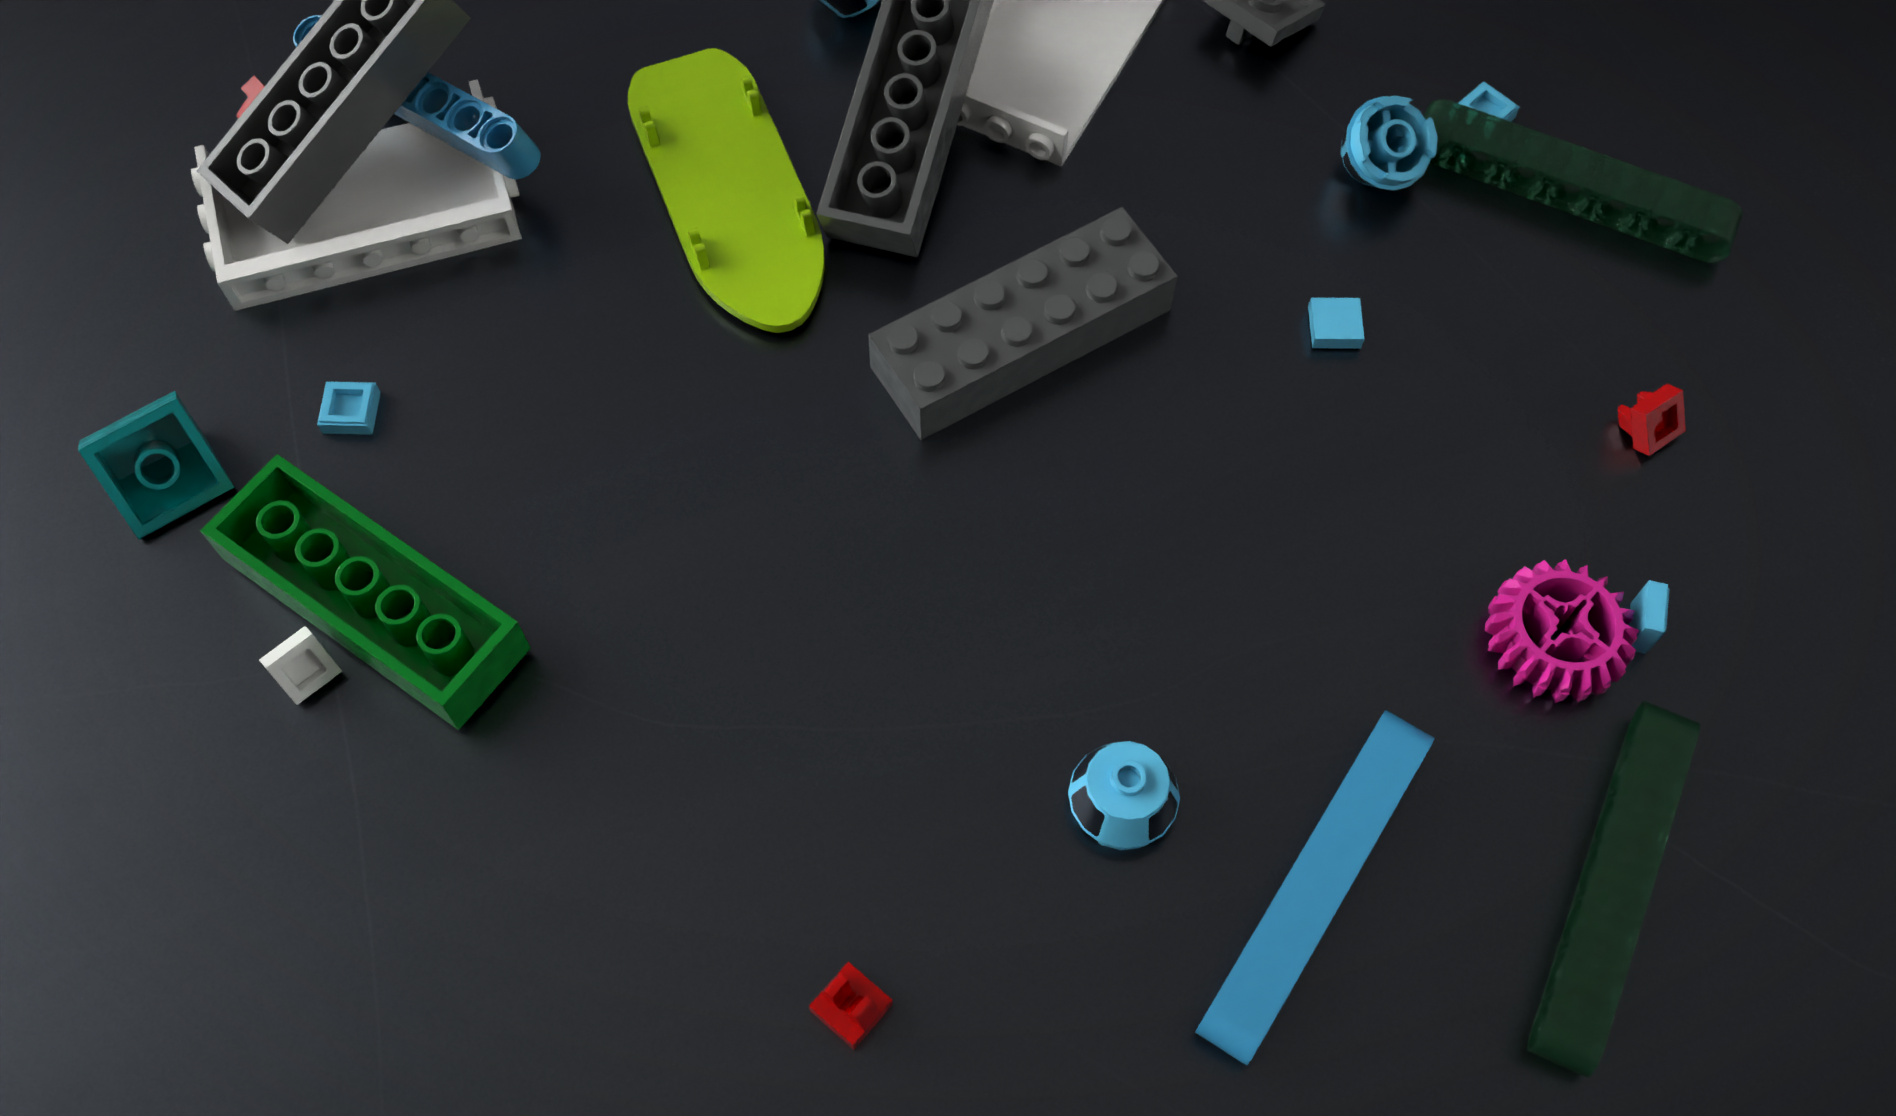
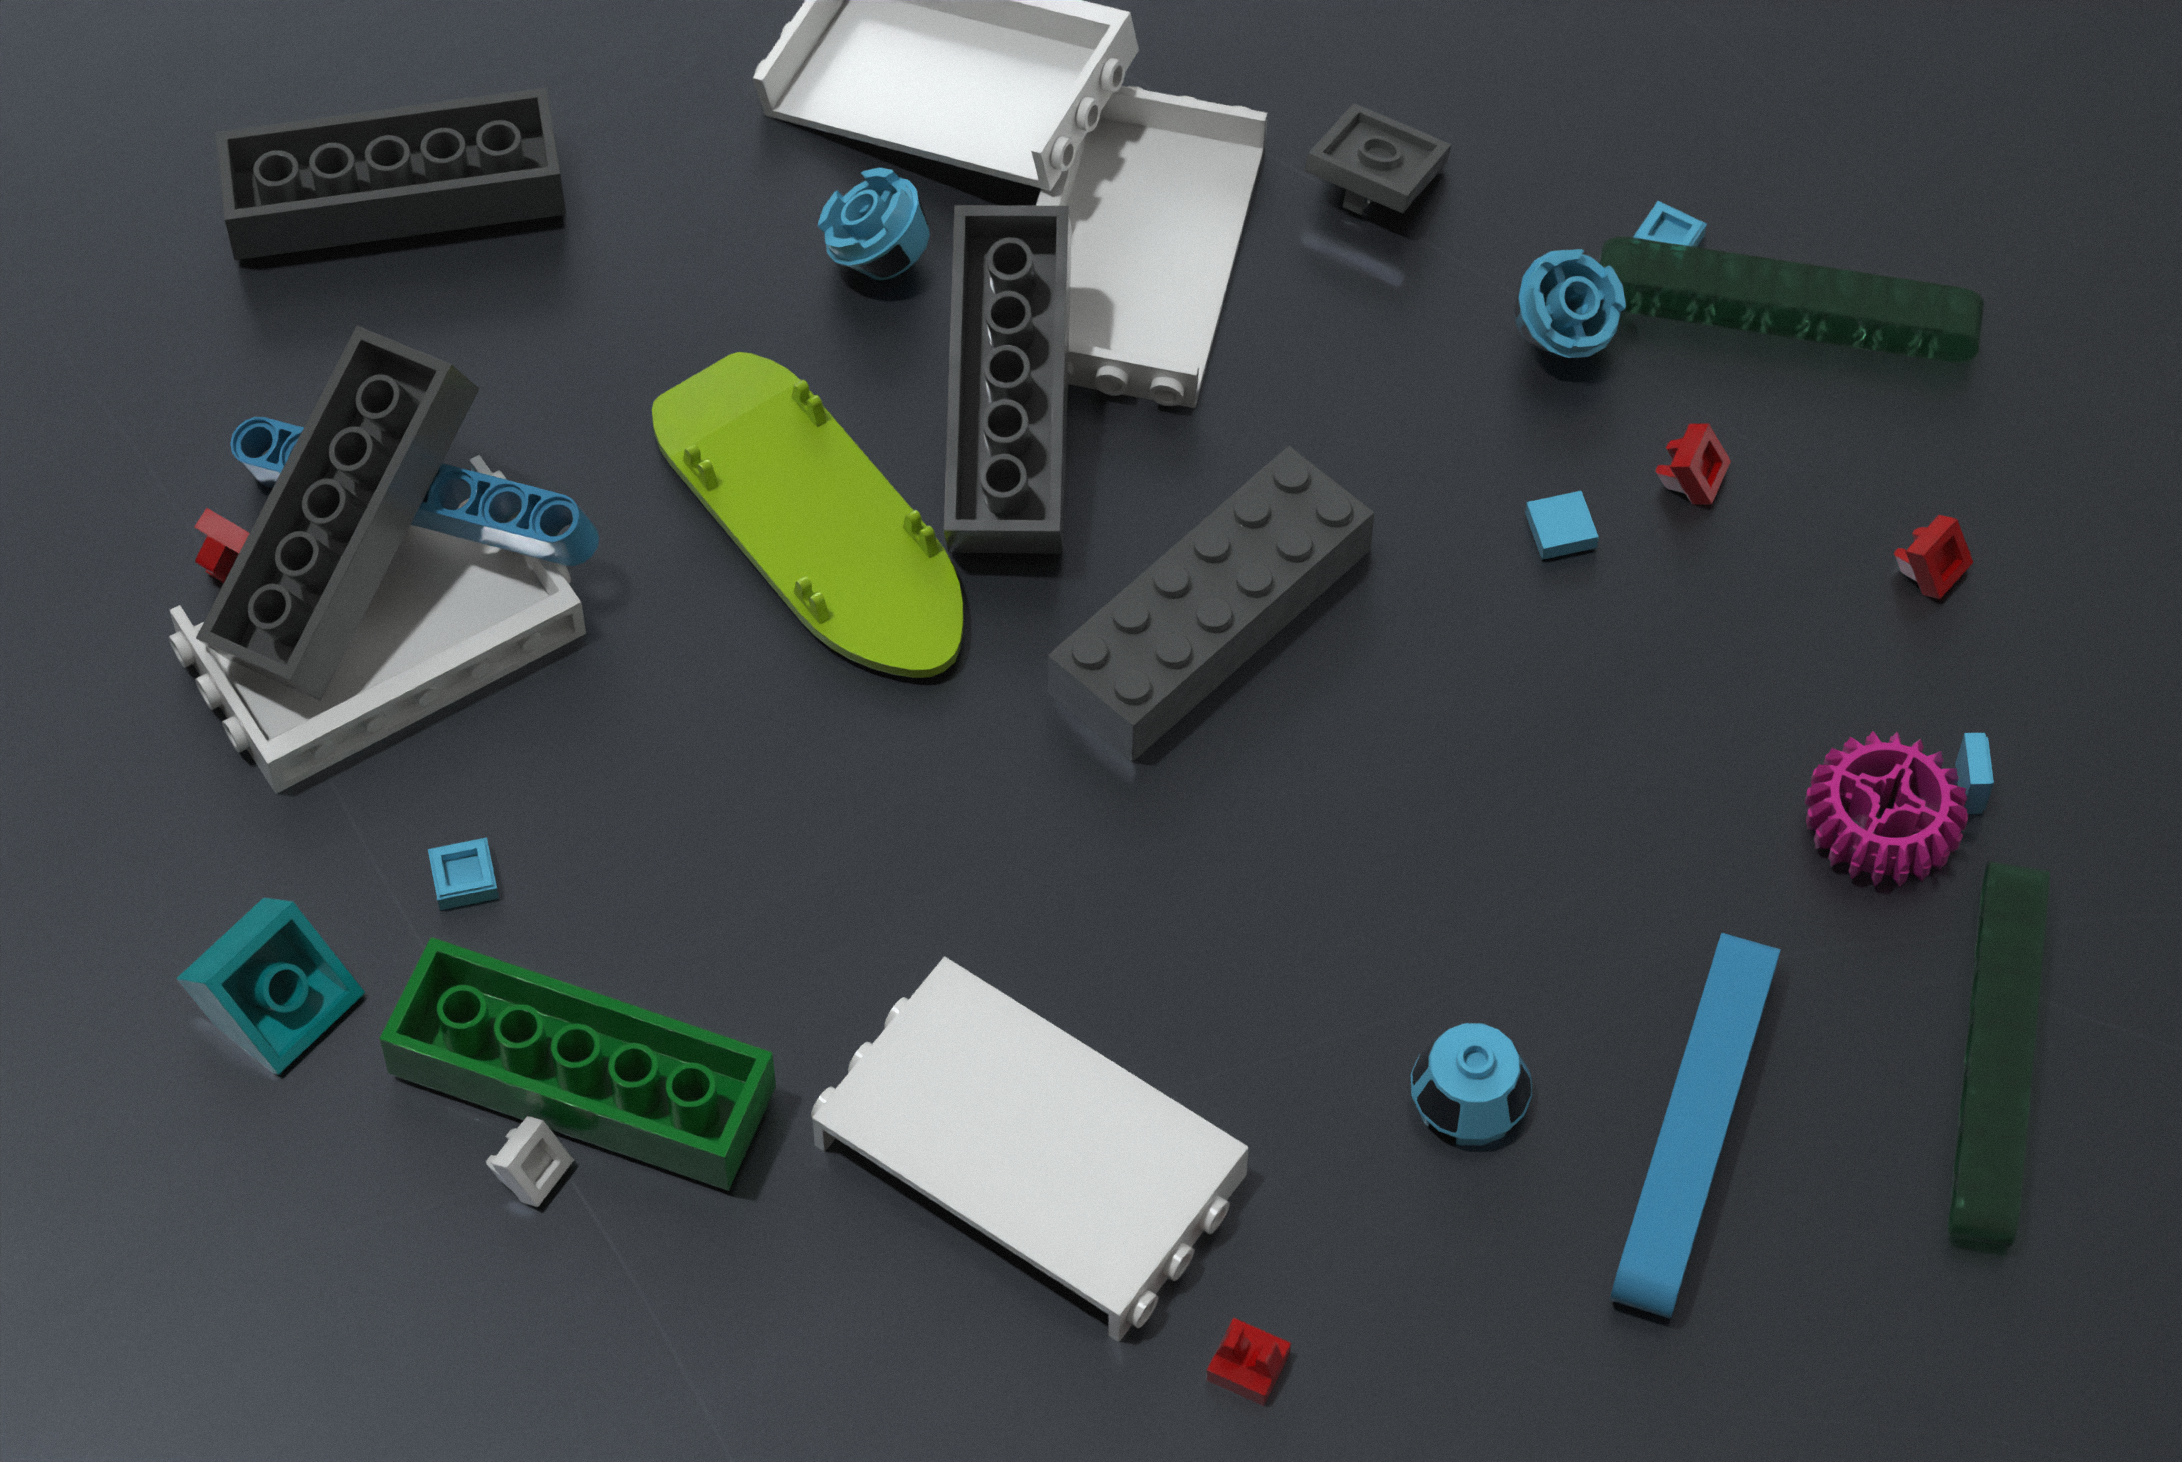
camera: 15 degrees left, 5 degrees down
(725, 759) = (1035, 1142): none -> white panel
(1463, 297) = (1696, 465): none -> red tile

